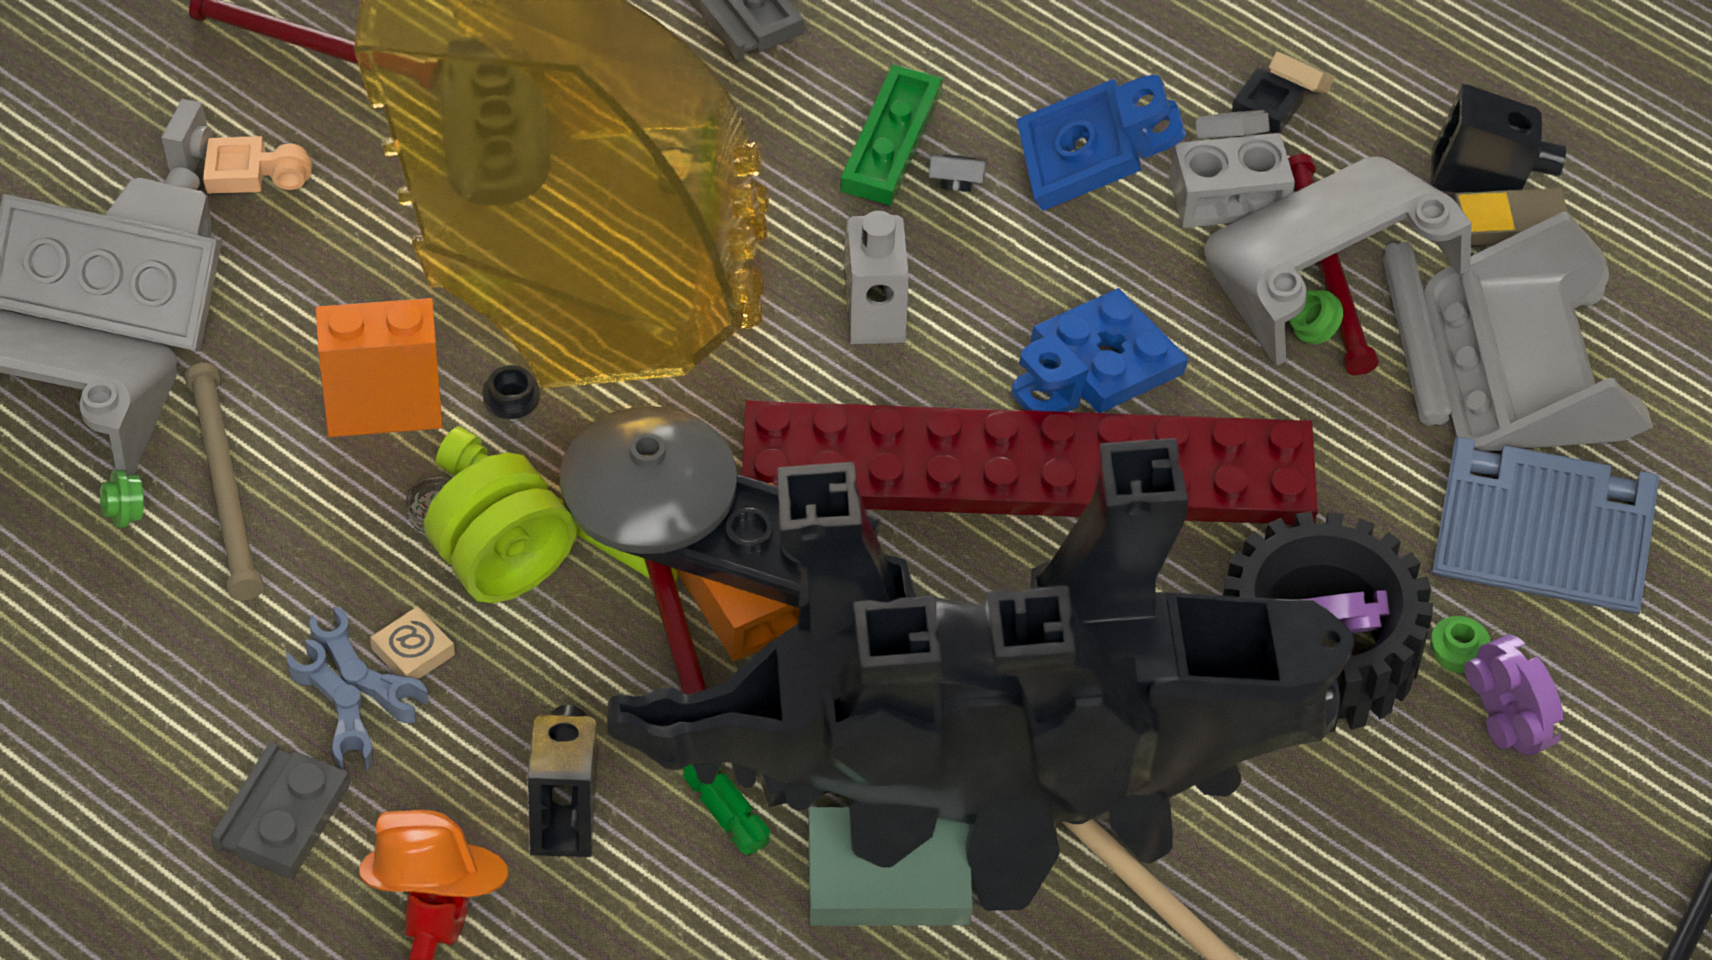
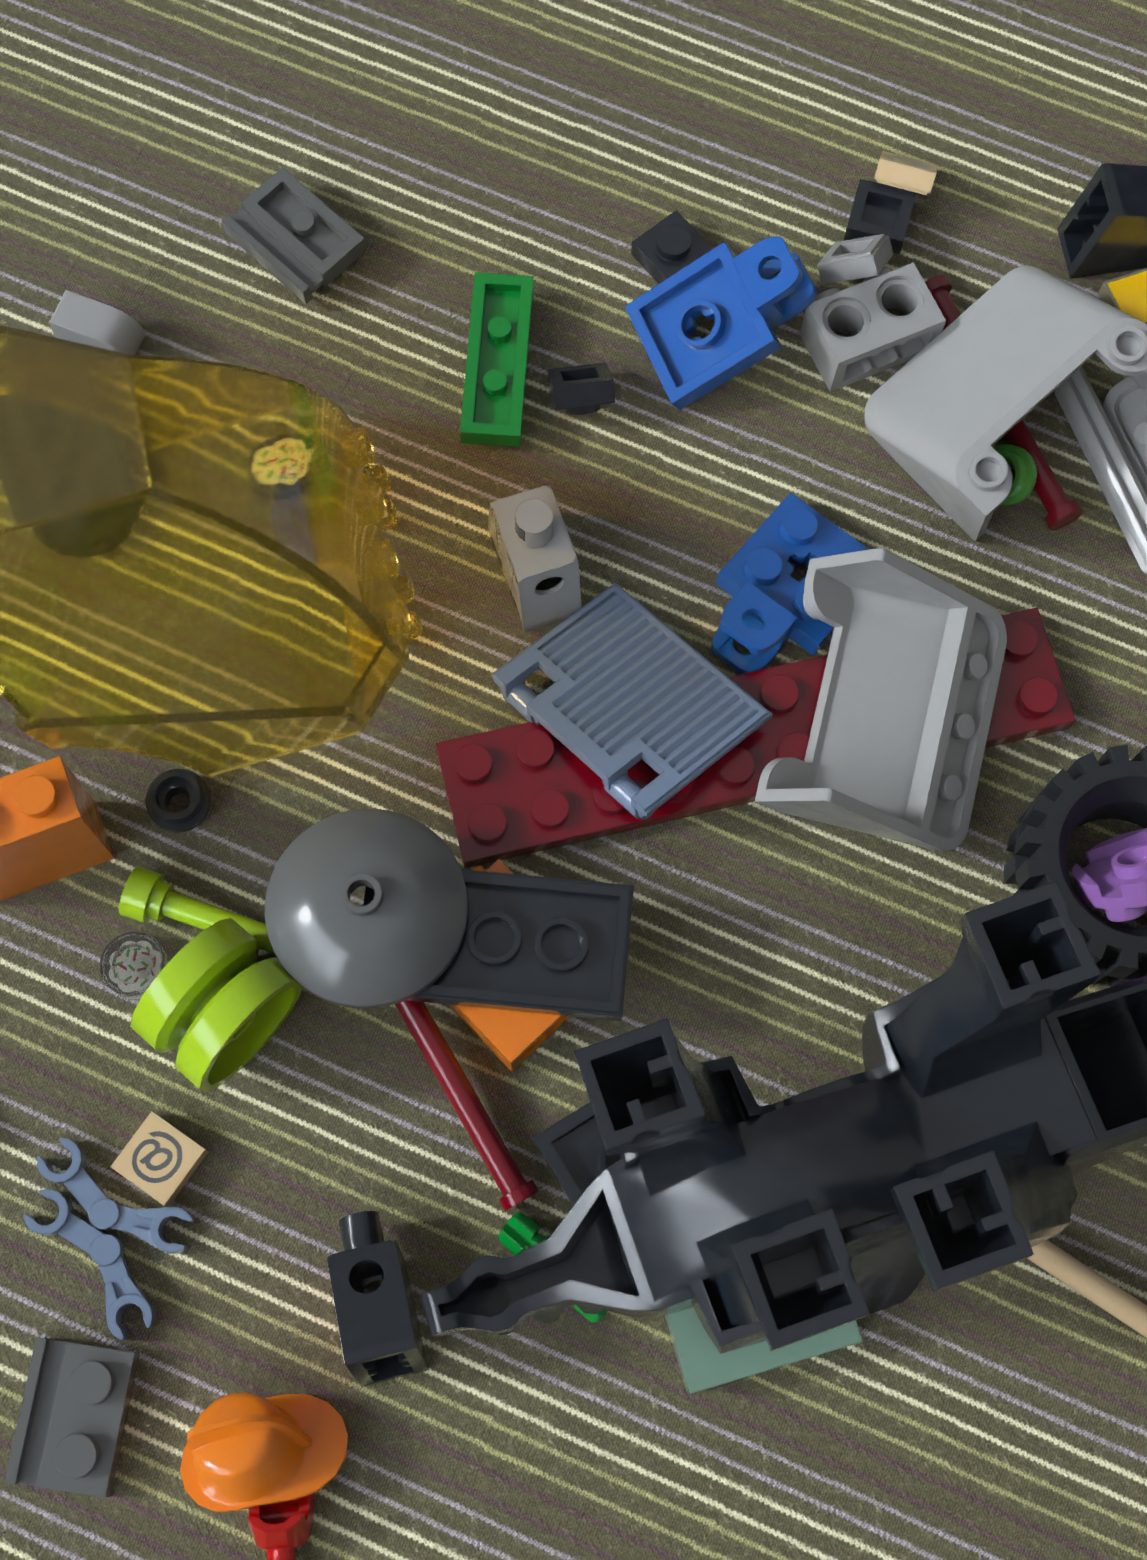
camera: 15 degrees left, 20 degrees up
(926, 392) = (631, 695): none -> sand blue window
(1067, 81) = (669, 247): none -> black plate
(1166, 390) = (897, 703): none -> light grey windscreen

